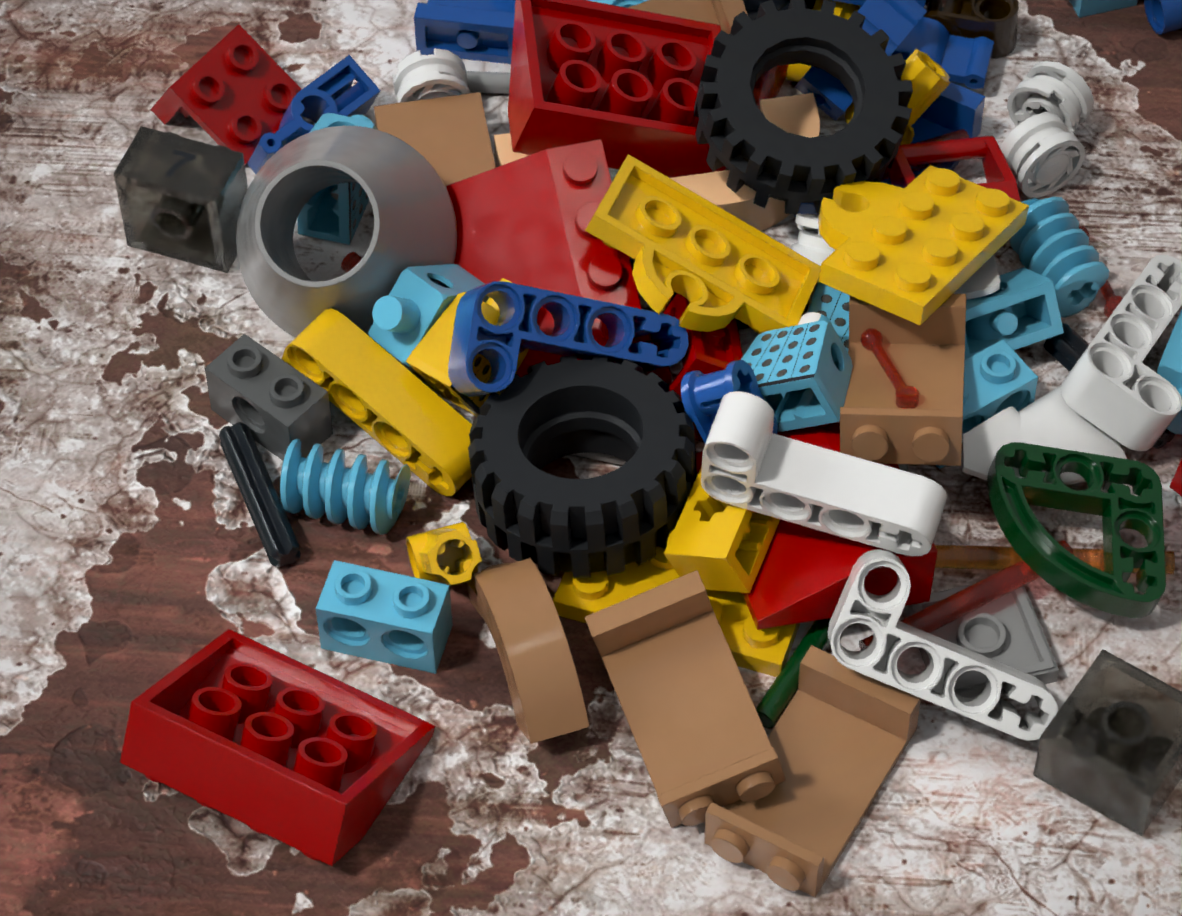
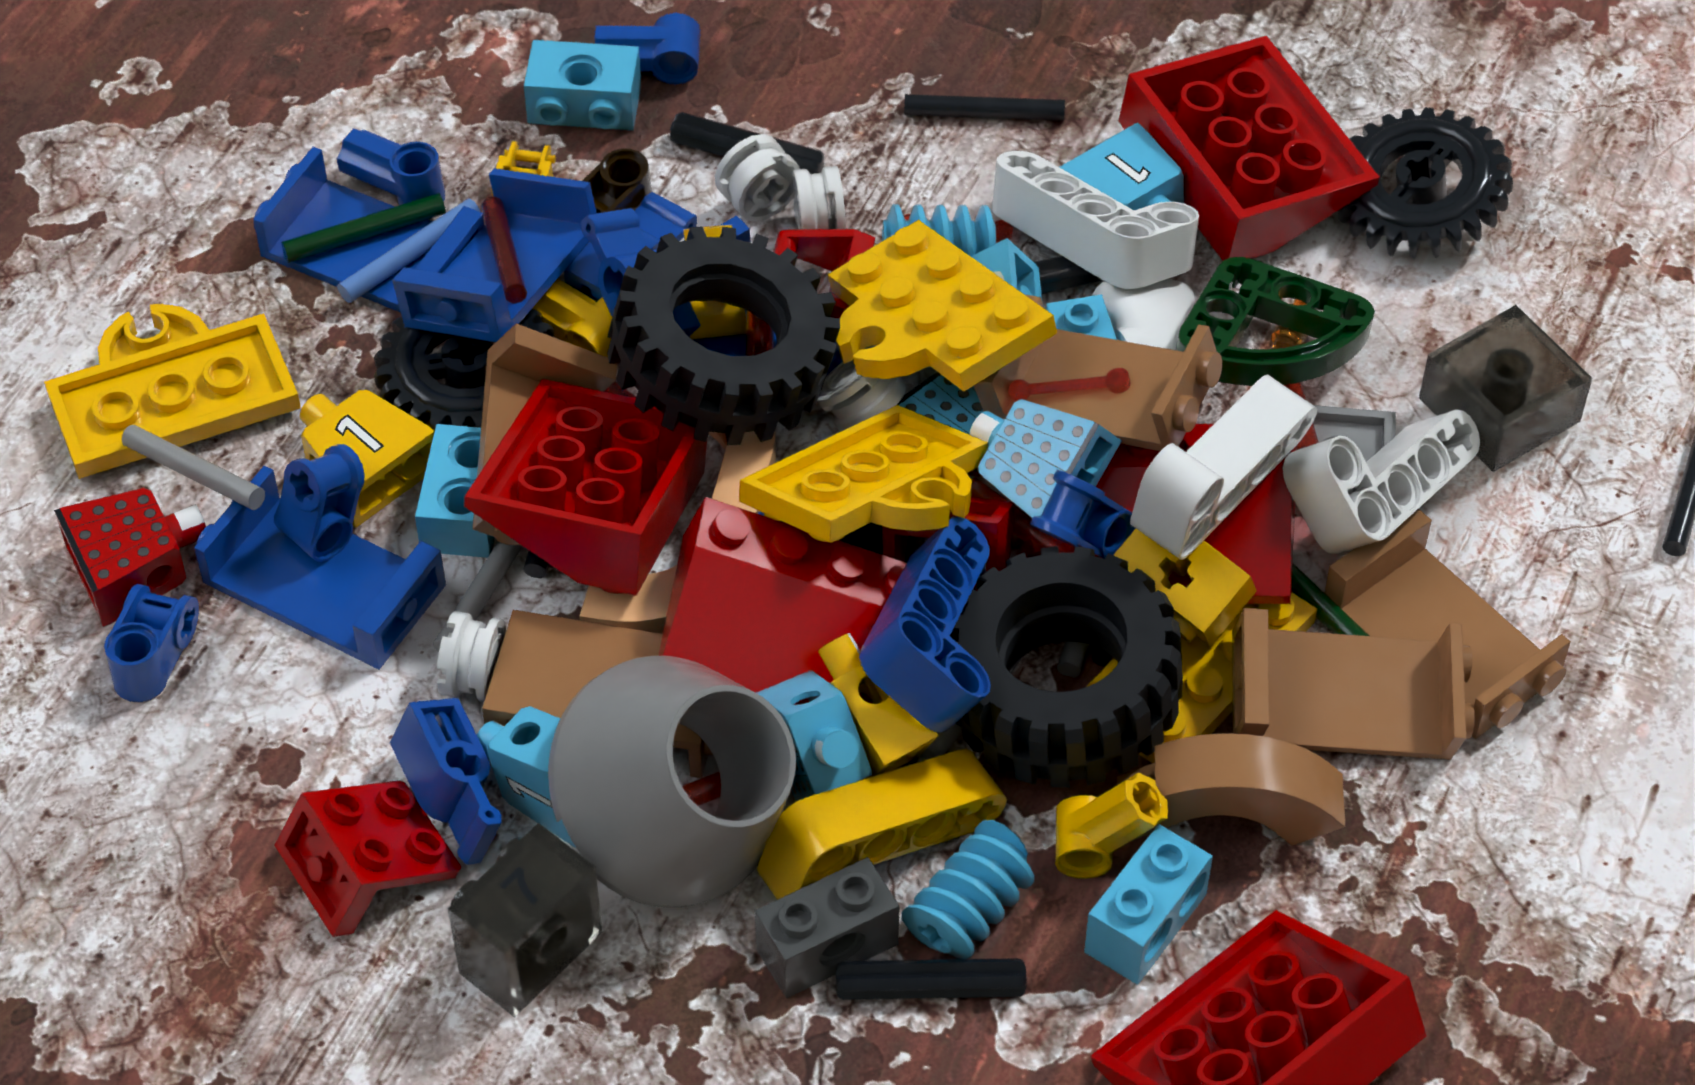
camera: 70 degrees left, 0 degrees up
(1096, 71) = (720, 138): none -> black axle

